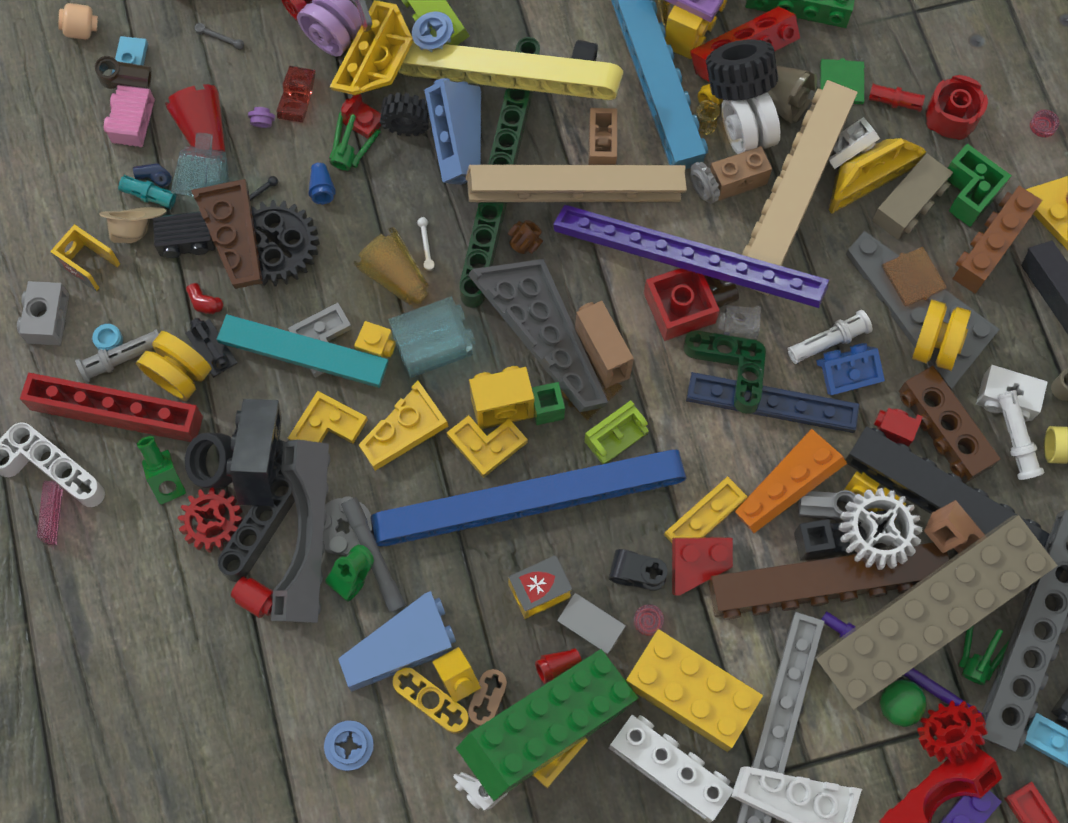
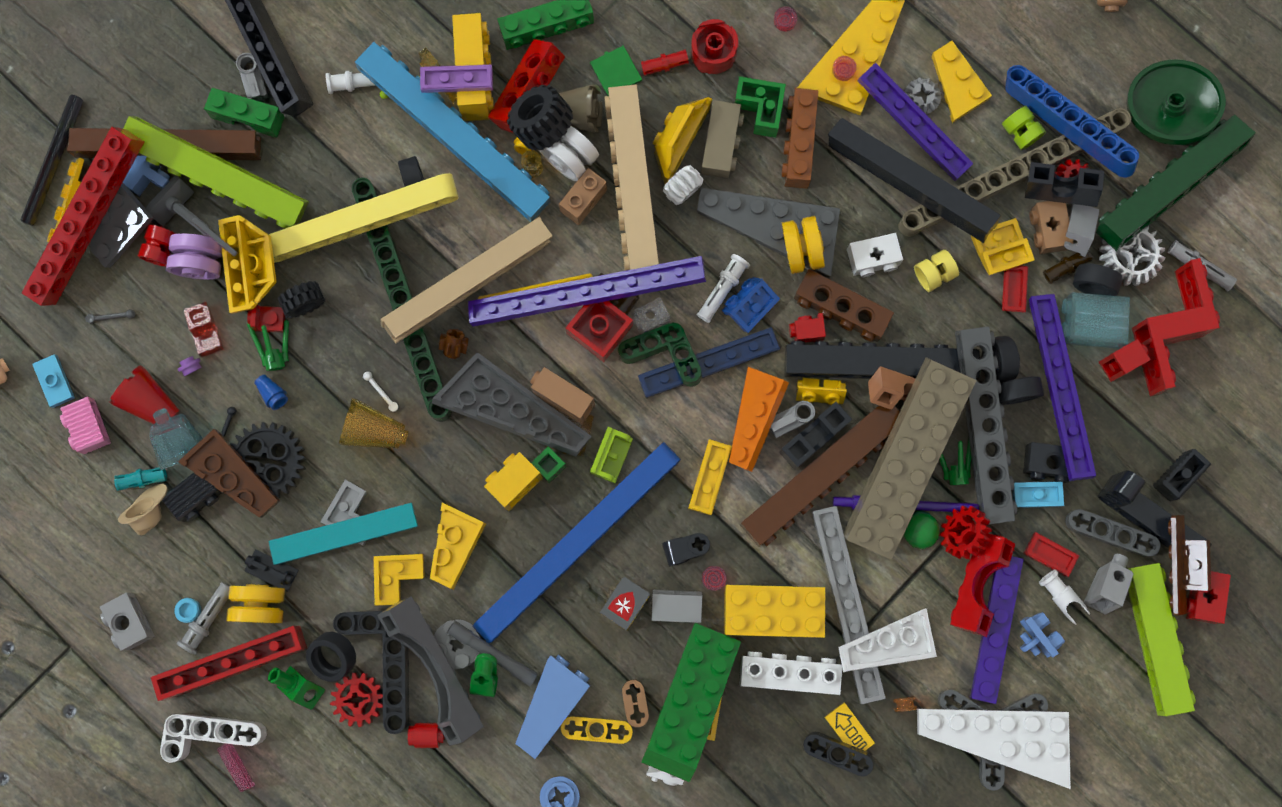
camera: 30 degrees left, 10 degrees up
(80, 239) = (112, 549): yellow piece -> none
(125, 73) = (60, 396): dark brown piece -> none
(155, 172) = (135, 458): dark blue arm -> none
(203, 303) = (241, 540): red arm -> none
(255, 451) = (360, 633): black wedge -> none
(375, 340) = (393, 494): yellow brick -> none
(432, 336) = (431, 463): clear light blue brick -> none
(439, 22) = (272, 224): medium blue gear -> none
(455, 126) = (347, 287): medium blue slope -> none
(456, 674) = (604, 702): yellow brick -> none
(486, 451) = (525, 526): yellow plate -> none
(554, 664) = (670, 650): red cone -> none
(602, 136) = (465, 230): medium nougat brick -> none
(699, 559) = (724, 514): red wing -> none
(704, 182) = (562, 220): light grey gear -> none
(848, 215) = (683, 185): none -> white gear
(853, 140) = (654, 121): white wing -> none
(890, 535) = (842, 400): white gear -> none
(914, 276) = (757, 205): clear orange piece -> none
(1022, 448) = (905, 293): white pin -> none

